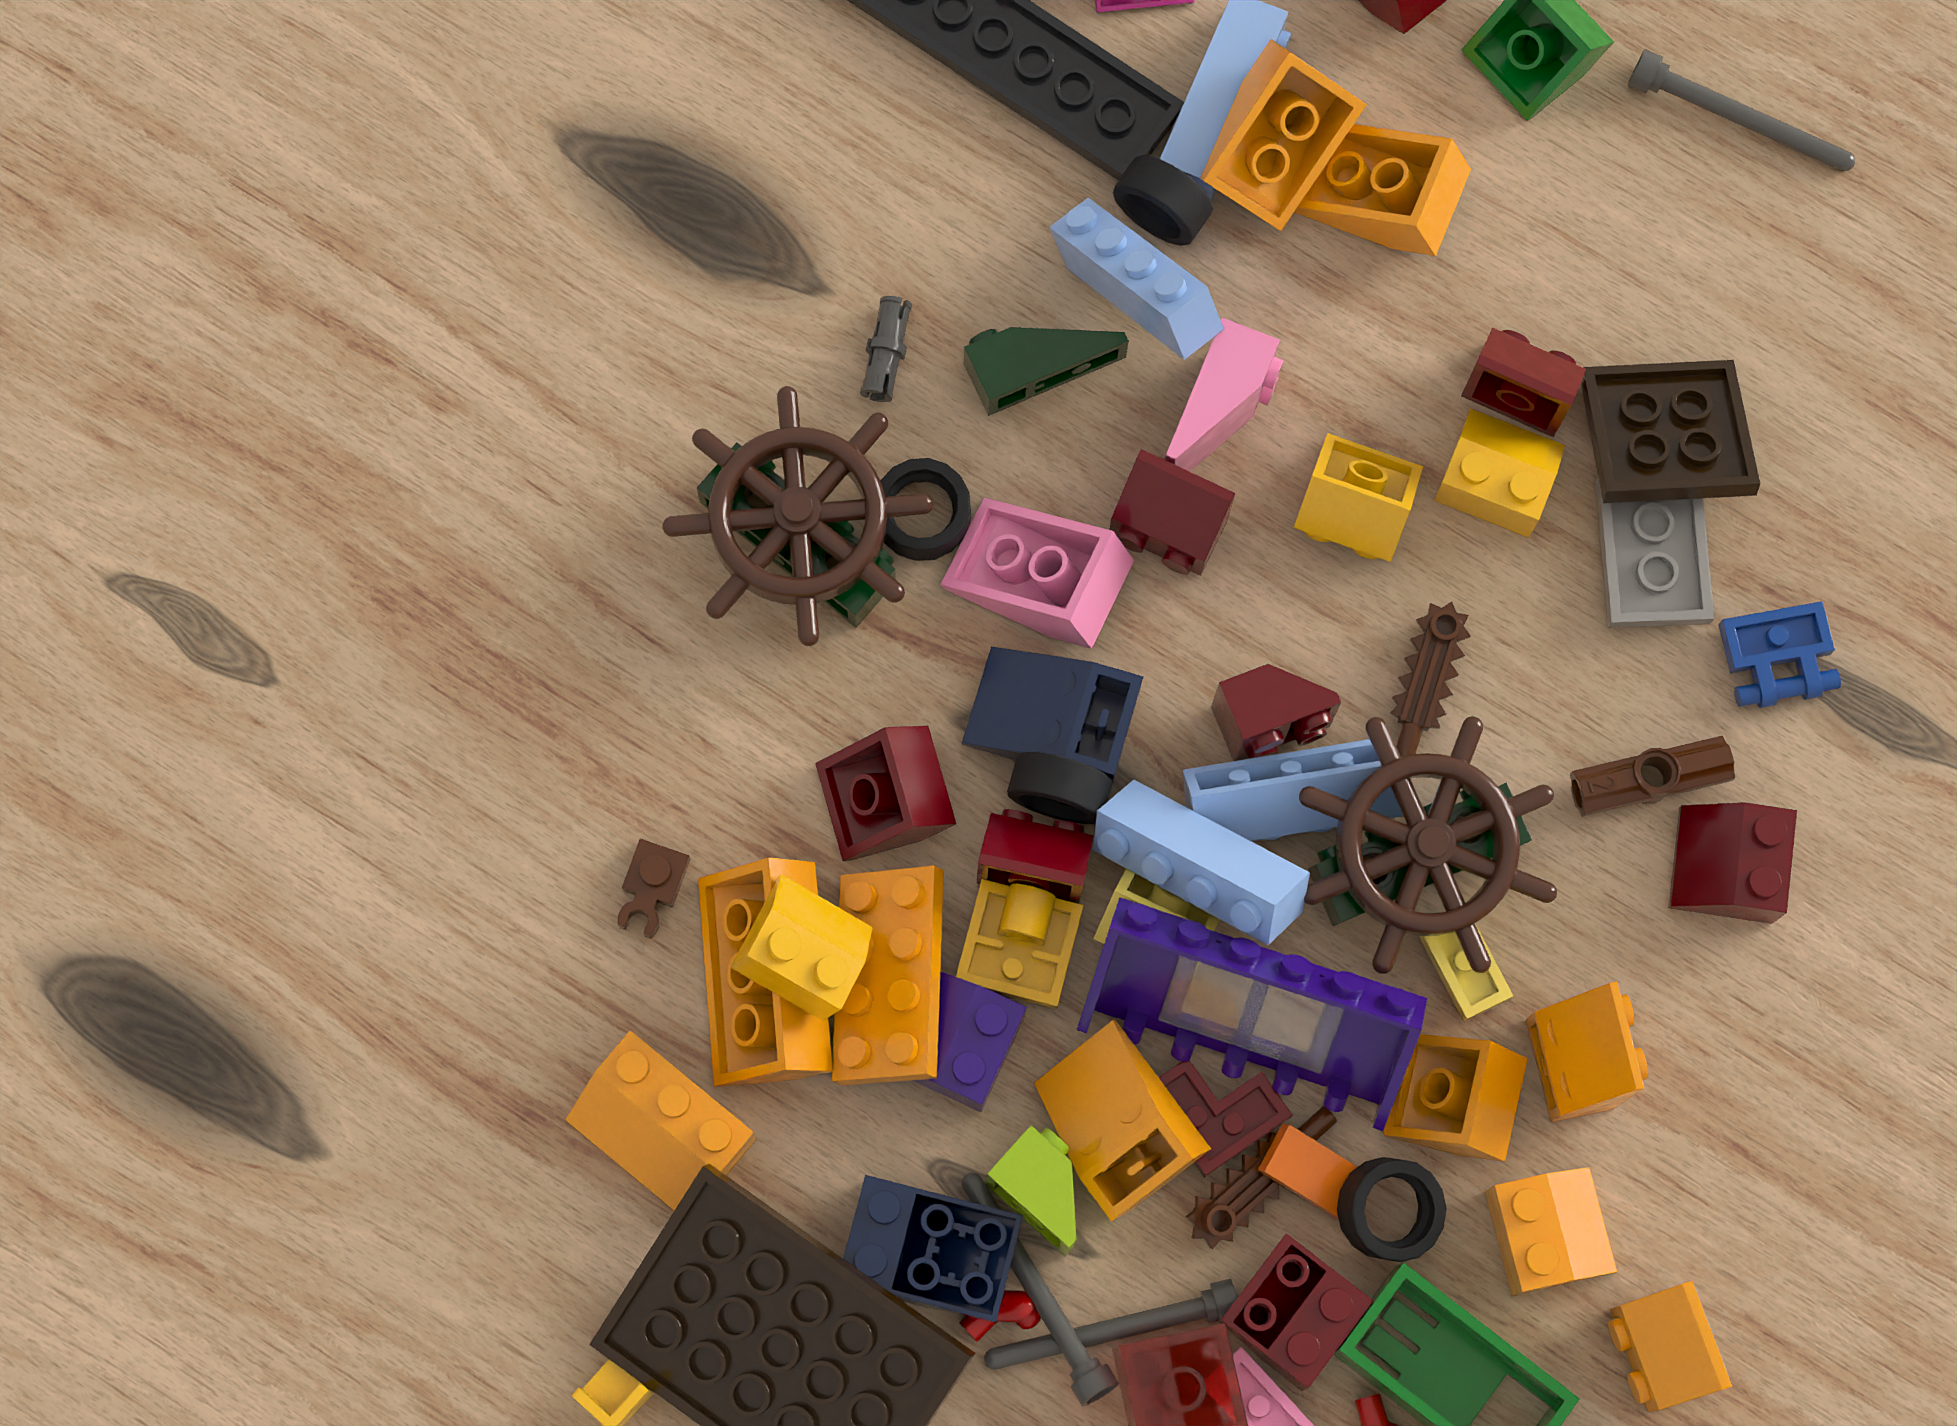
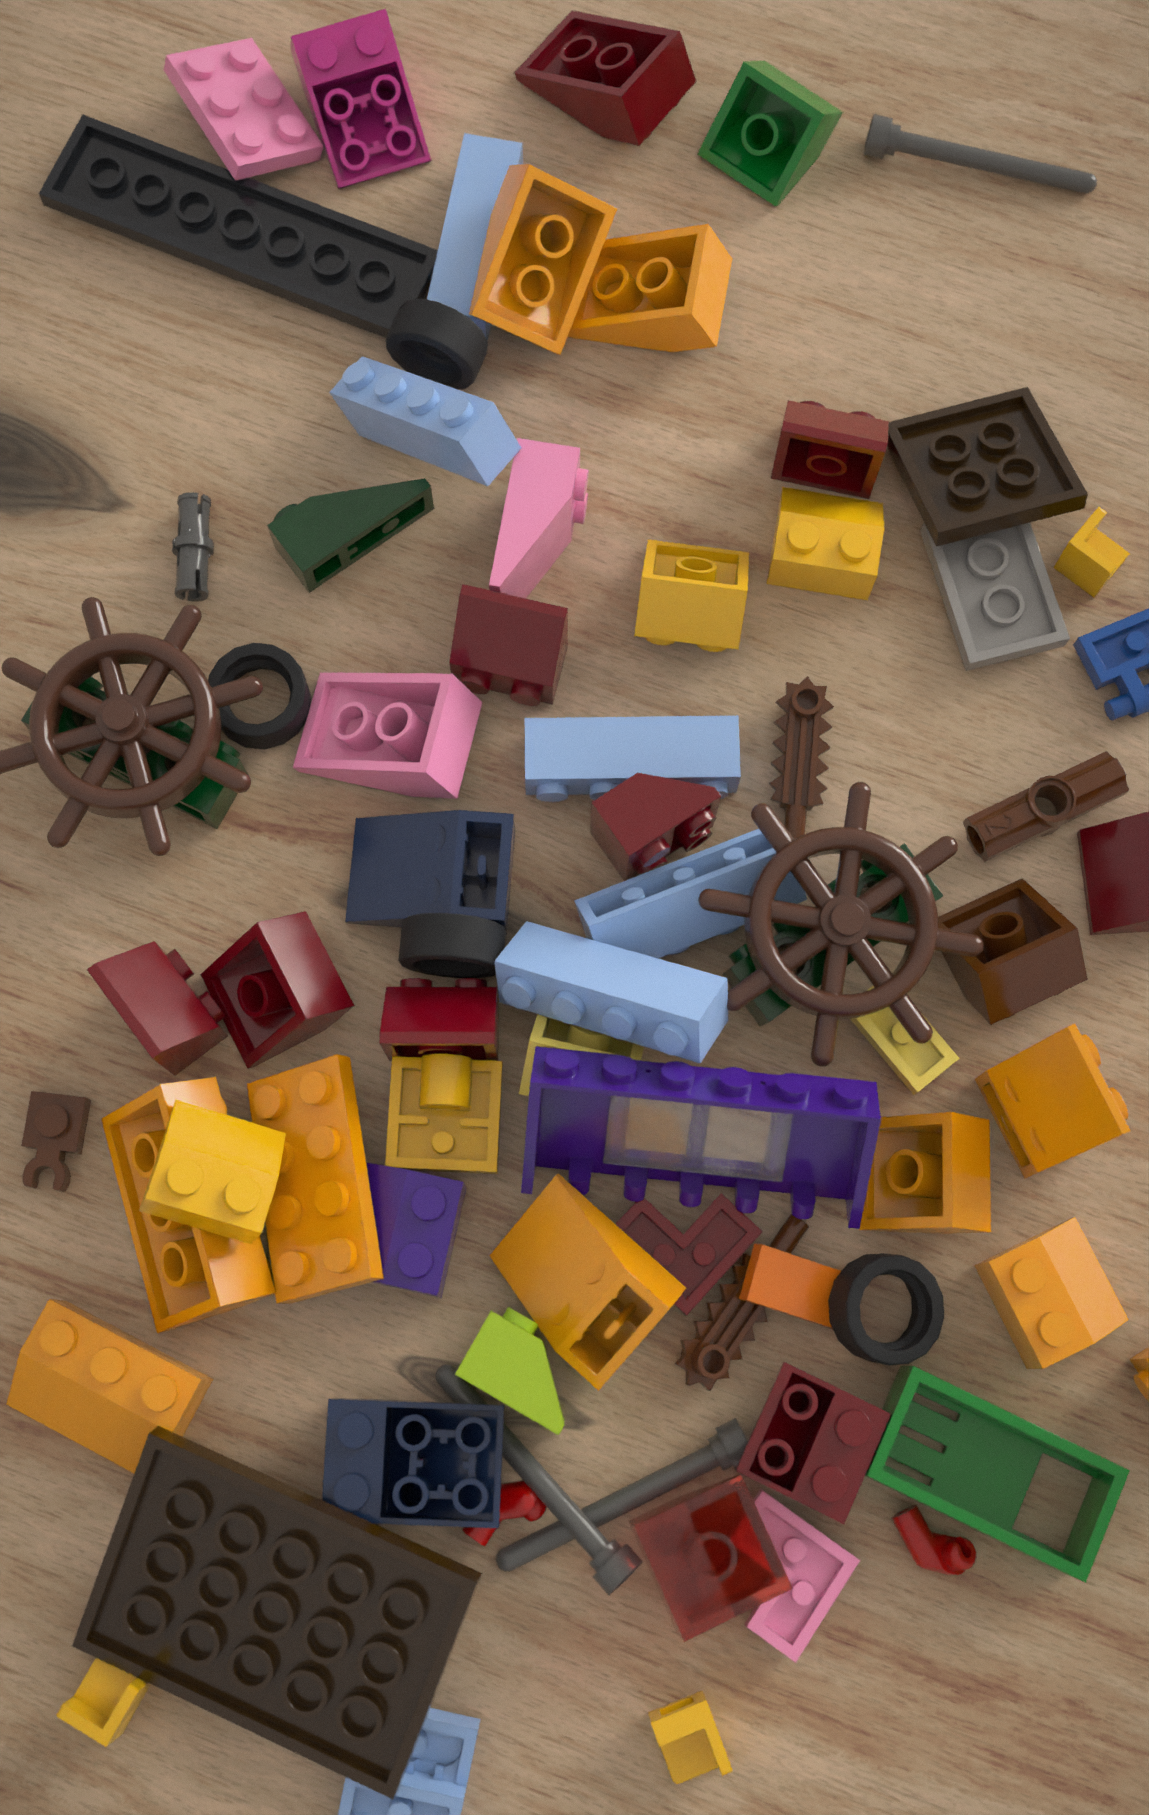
camera: 10 degrees left, 0 degrees up
(778, 785) = (160, 1004): none -> dark red slope
(1245, 635) = (602, 752): none -> light blue brick
(1597, 906) = (1025, 955): none -> reddish brown slope
(1756, 541) = (1091, 556): none -> yellow panel

